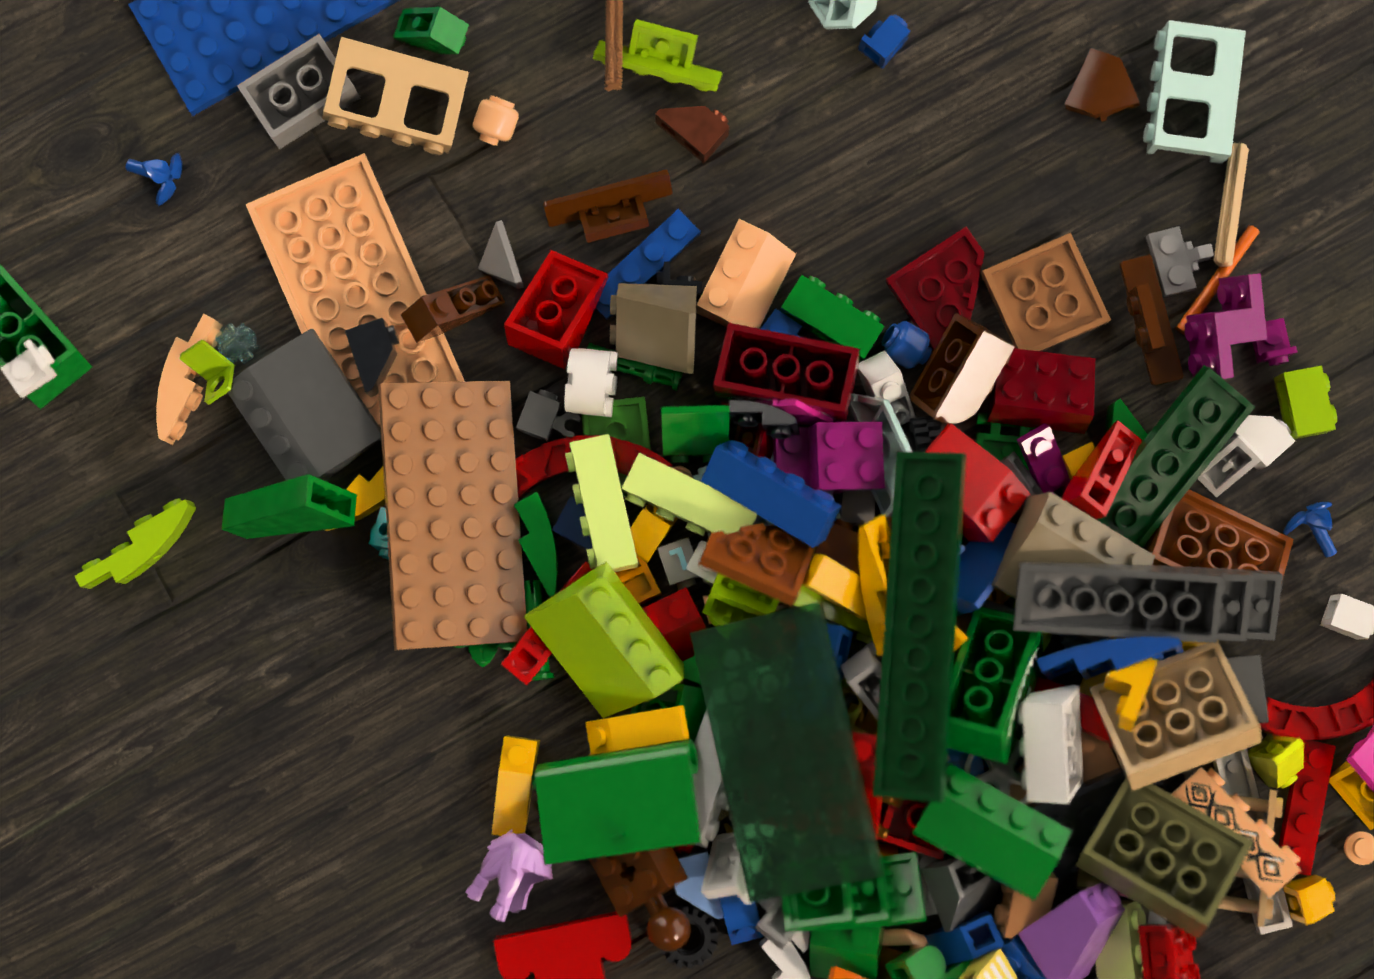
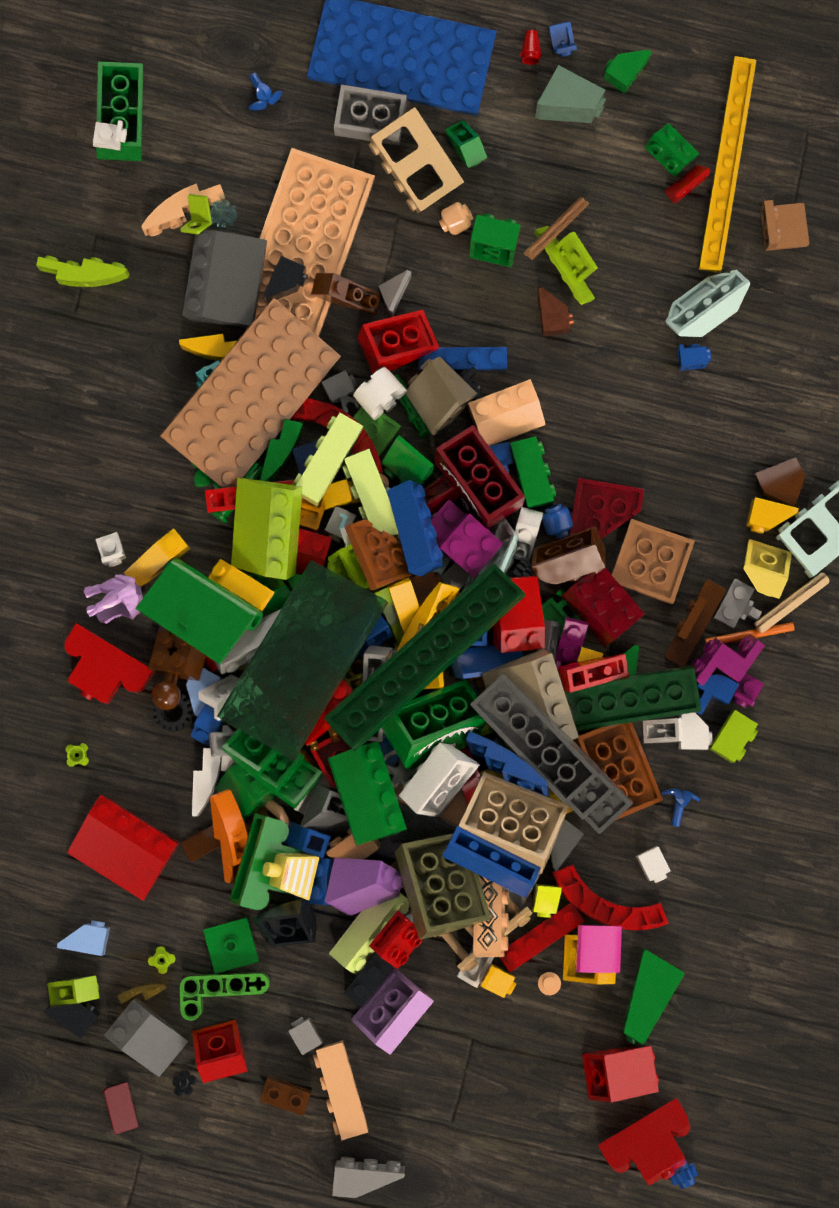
camera: 45 degrees right, 0 degrees up
(289, 508) = (173, 319): green slope -> none
(454, 822) = (111, 549): none -> white bracket
(562, 103) = (494, 240): none -> green brick
(610, 208) = (472, 315): reddish brown bracket -> none
(774, 421) = (449, 494): black slope -> none
(804, 414) = (464, 498): dark pink piece -> none
(1120, 136) = (768, 514): none -> yellow slope
(1133, 685) = (505, 787): yellow slope -> none
(1174, 190) = (767, 567): none -> light yellow slope
(1198, 780) = (491, 862): none -> blue brick
(1248, 364) = (717, 687): none -> blue brick

